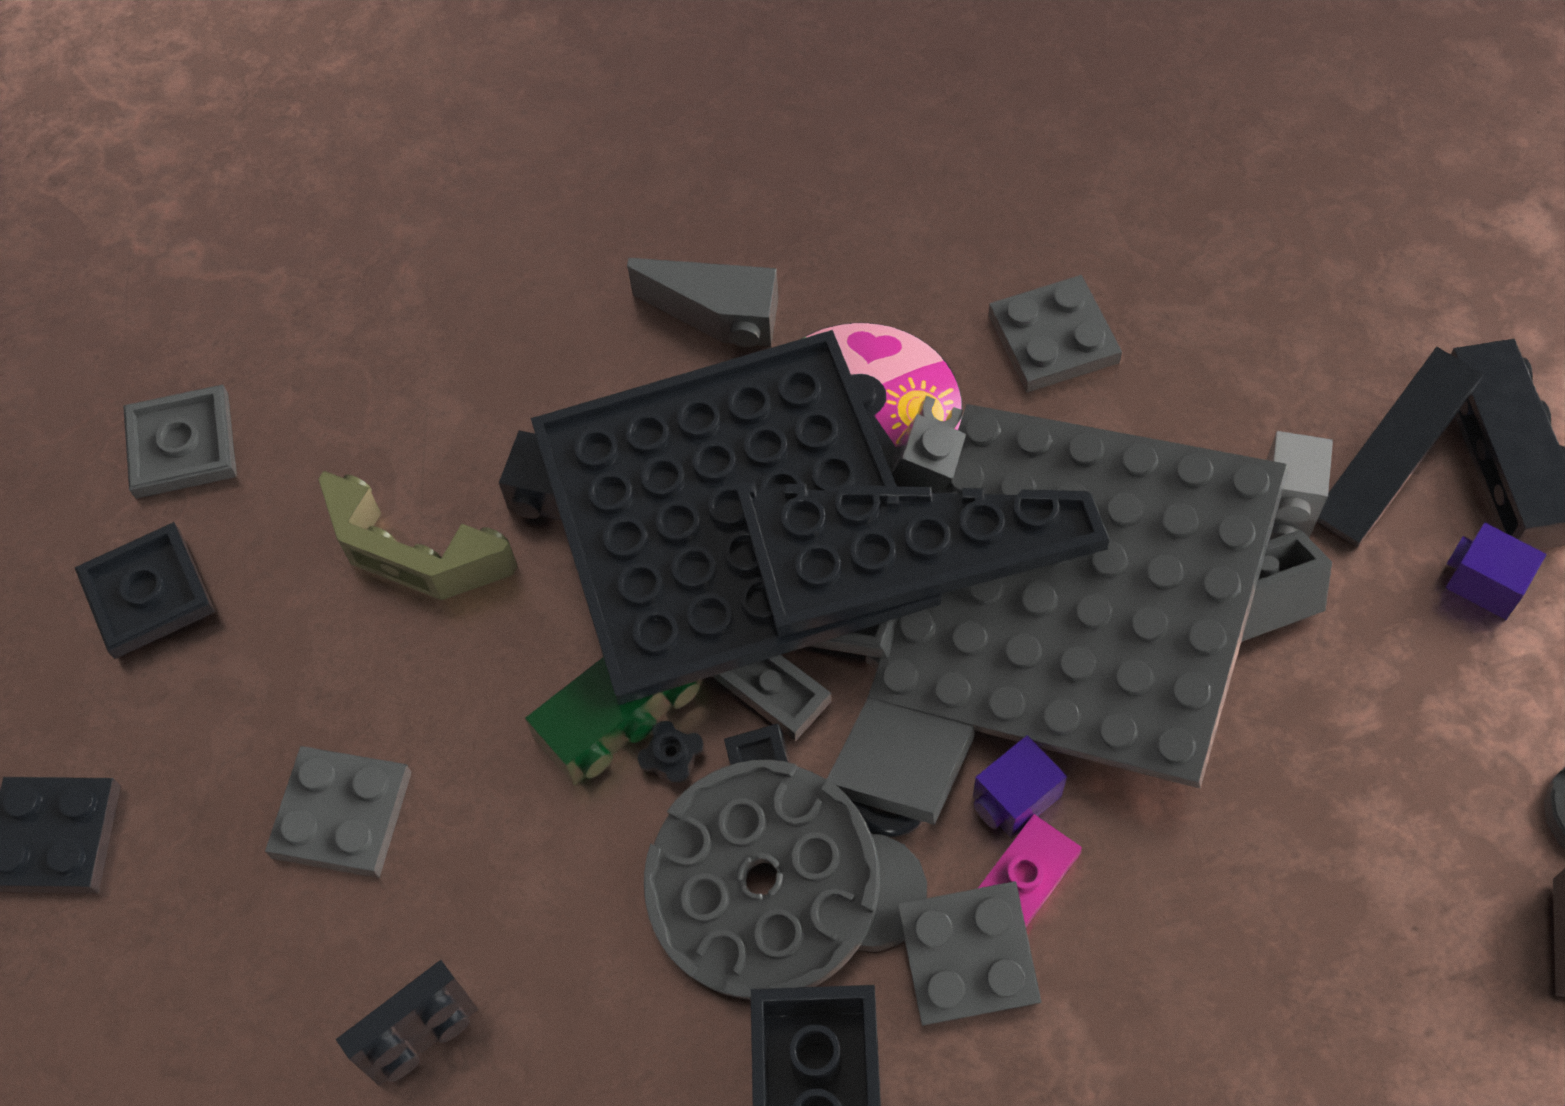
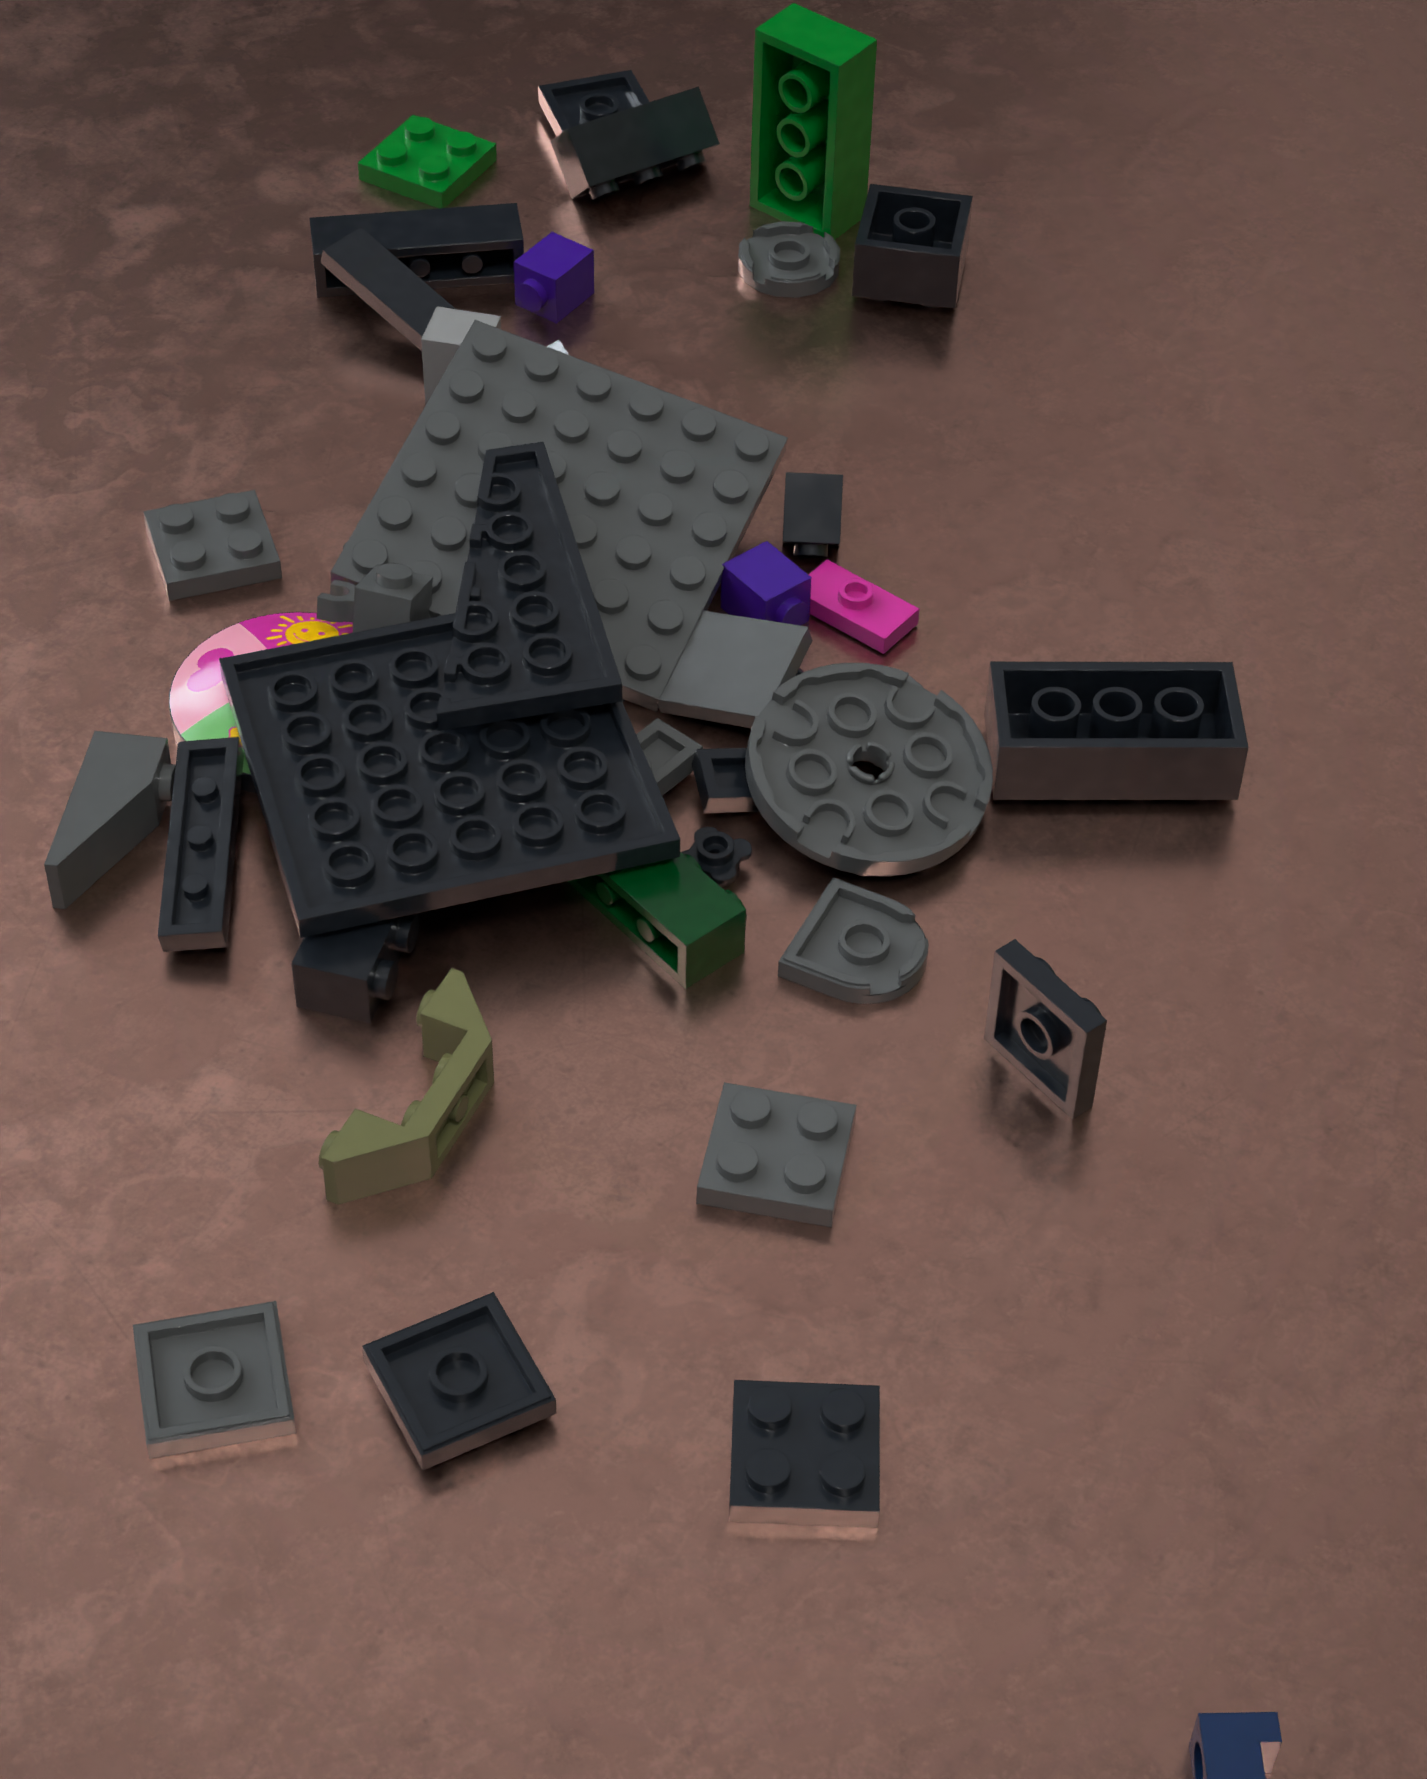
camera: 95 degrees left, 15 degrees down
(569, 879) = (857, 947): none -> dark grey tile
(624, 366) = (201, 845): none -> black plate
(969, 953) = (935, 632): dark grey plate -> none
(1150, 829) = (812, 513): none -> black slope

